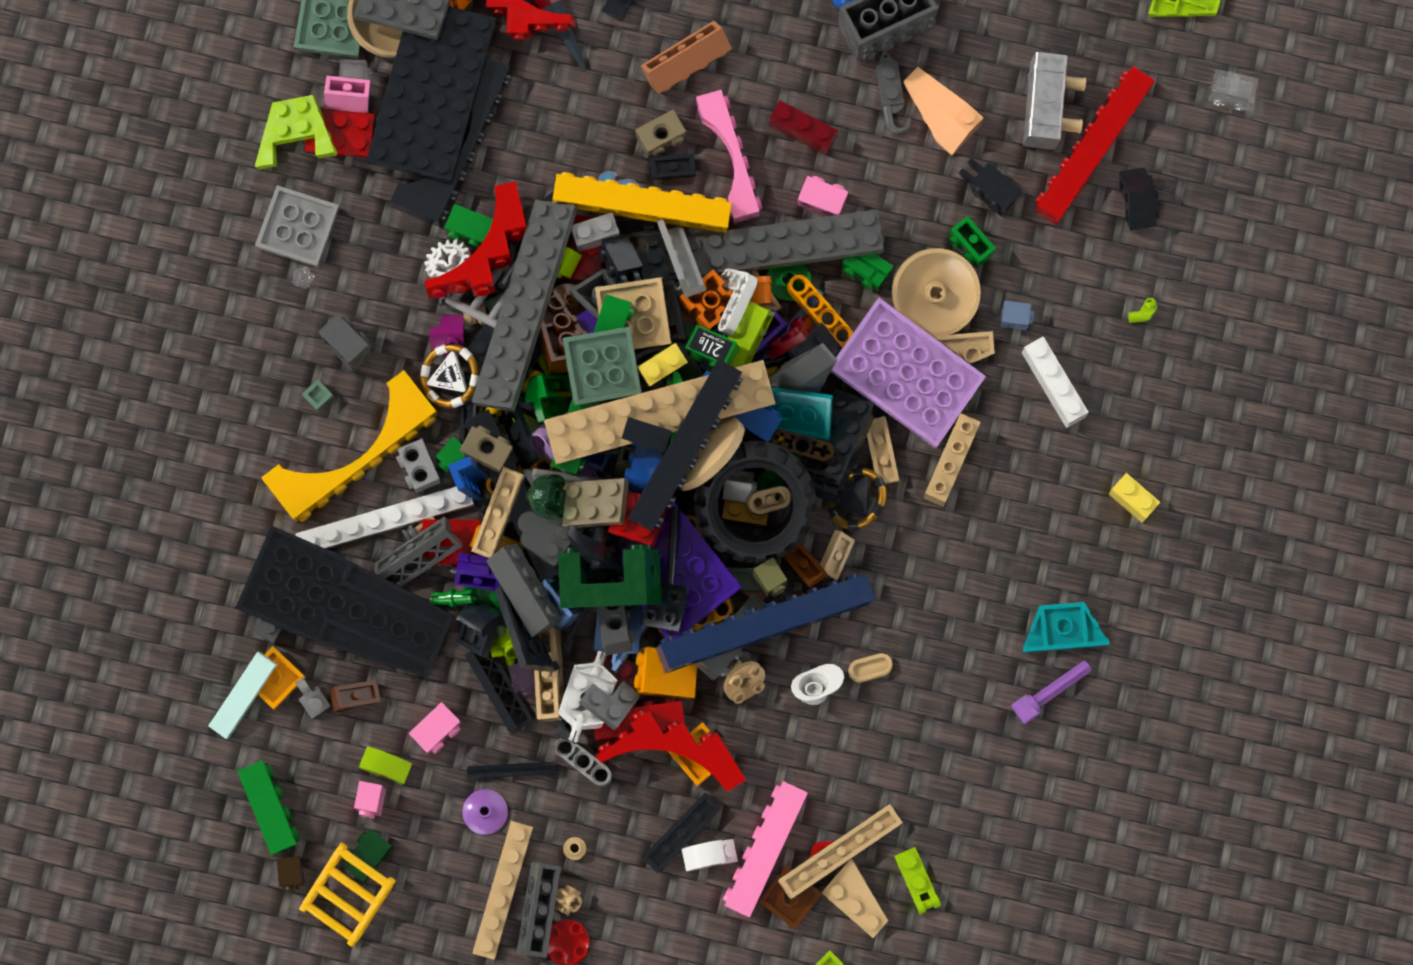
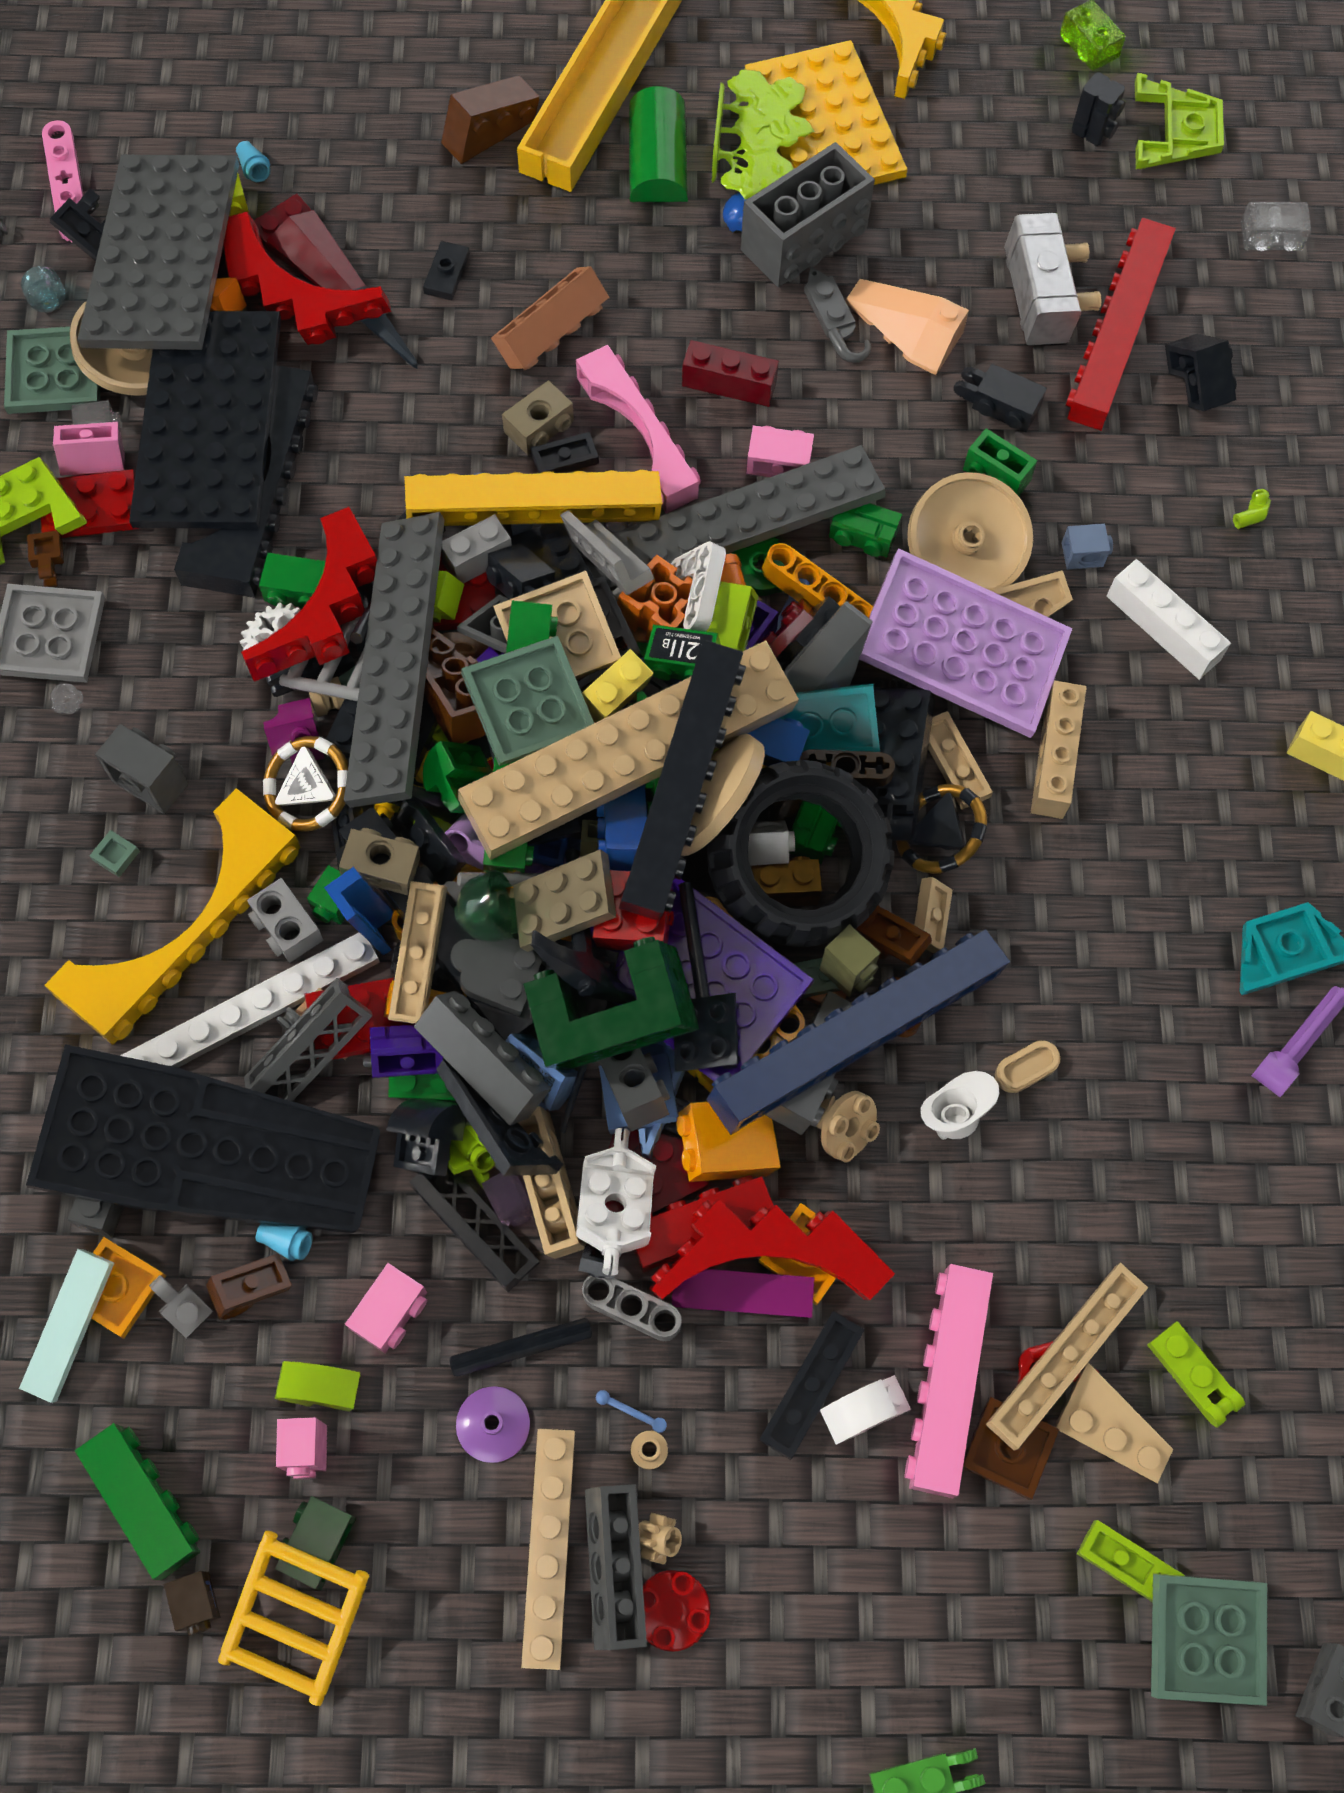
camera: 15 degrees left, 10 degrees down
(305, 165) = (45, 552): none -> reddish brown plate
(382, 673) = (286, 1240): none -> medium azure cone
(453, 597) = (375, 1099): green pin -> none
(555, 812) = (658, 1424): none -> medium blue hinge
(610, 709) = (656, 1210): dark grey plate -> none
(646, 434) = (619, 777): black tile -> none
(656, 769) = (747, 1293): none -> magenta sticker
(767, 499) = (815, 851): tan plate -> none

